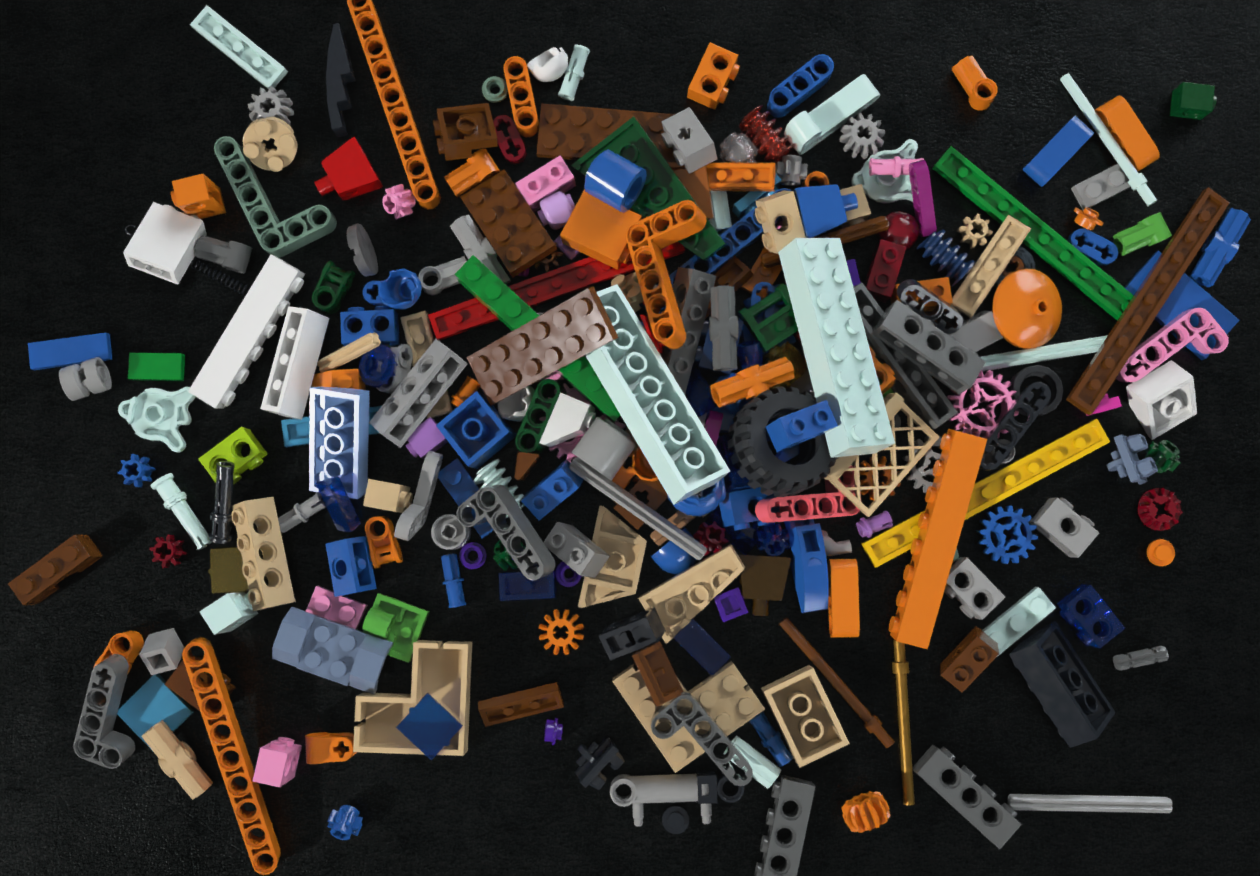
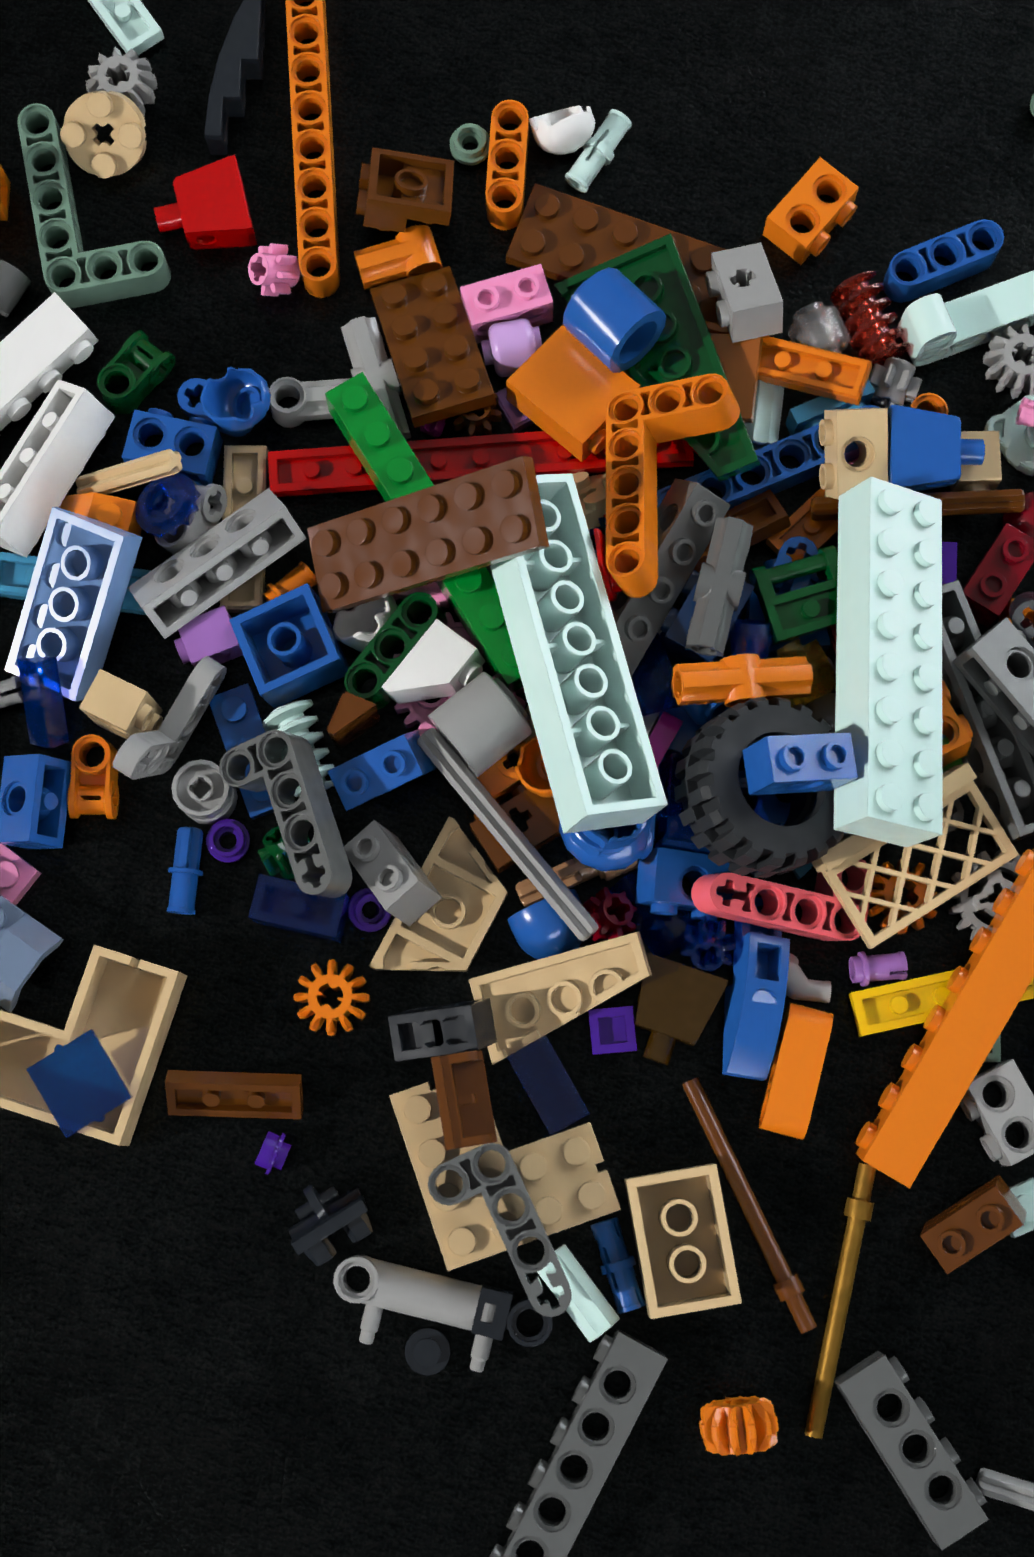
camera: 15 degrees right, 5 degrees down
(365, 255) = (198, 329): flat silver tile -> none
(396, 623) = (76, 911): bright green plate -> none
(514, 137) = (478, 223): dark red beam -> none

